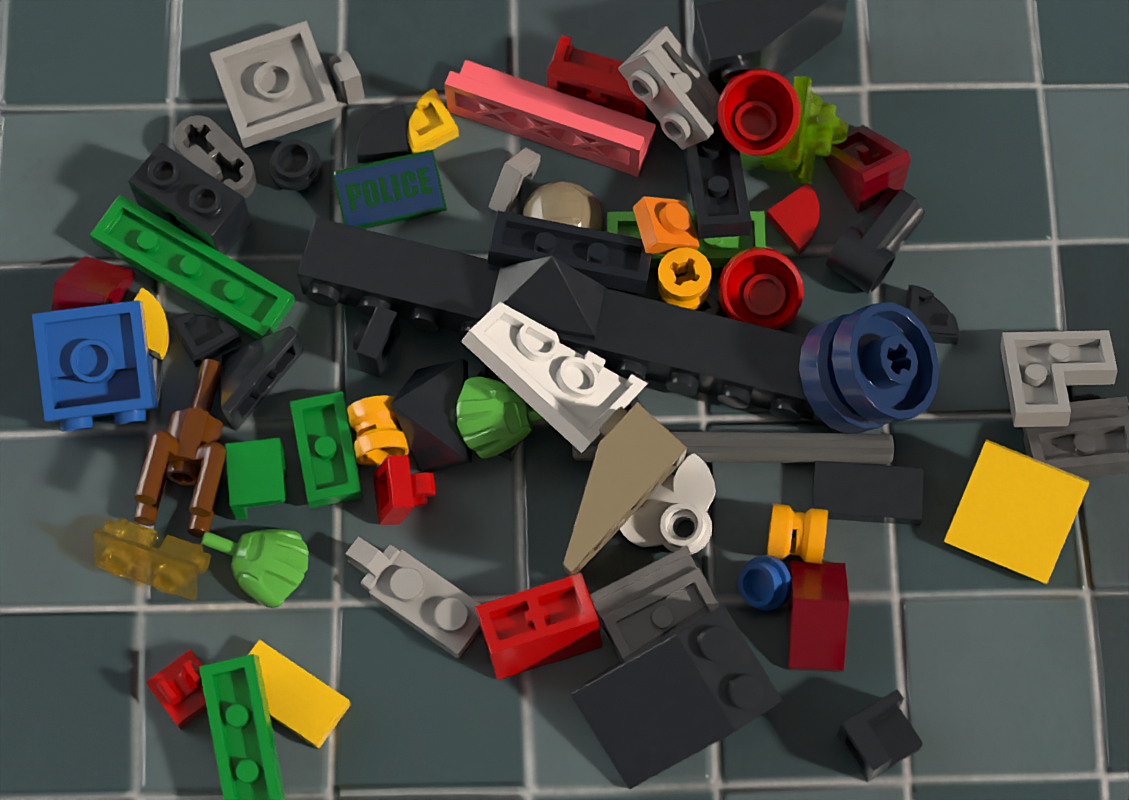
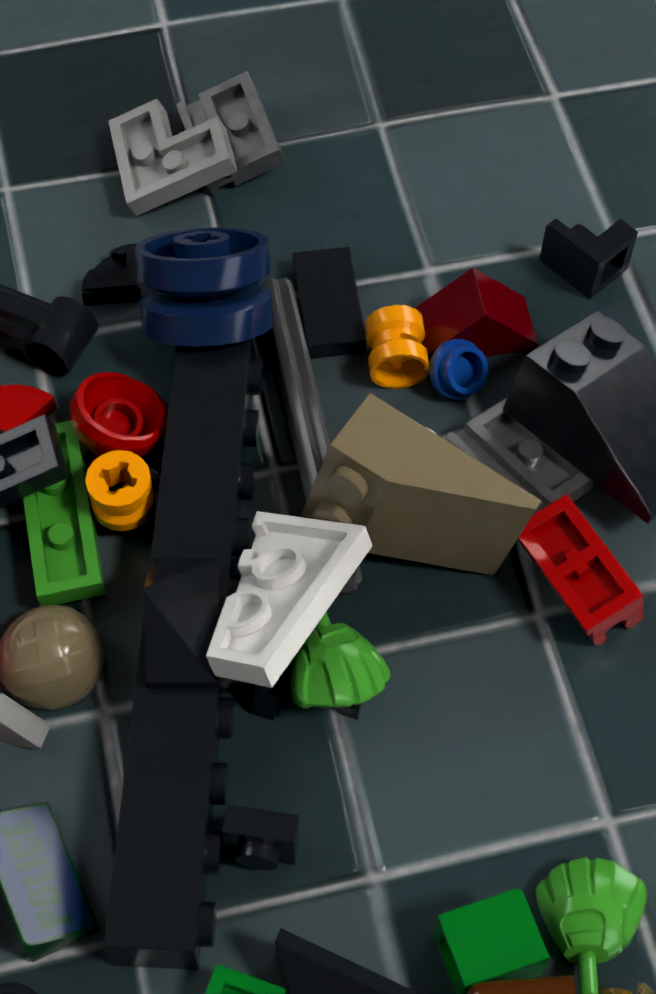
camera: 105 degrees left, 10 degrees down
(326, 449) = (422, 870): green plate -> none
(376, 430) = (384, 807): light orange wheel -> none
(399, 490) = (457, 764): red tile -> none
(417, 595) = (576, 720): light grey hinge -> none
(429, 416) = (340, 742): black slope -> none
(603, 256) = (108, 613): black plate -> none
(665, 225) = (57, 511): orange plate -> none
(1016, 511) = (323, 166): yellow tile -> none

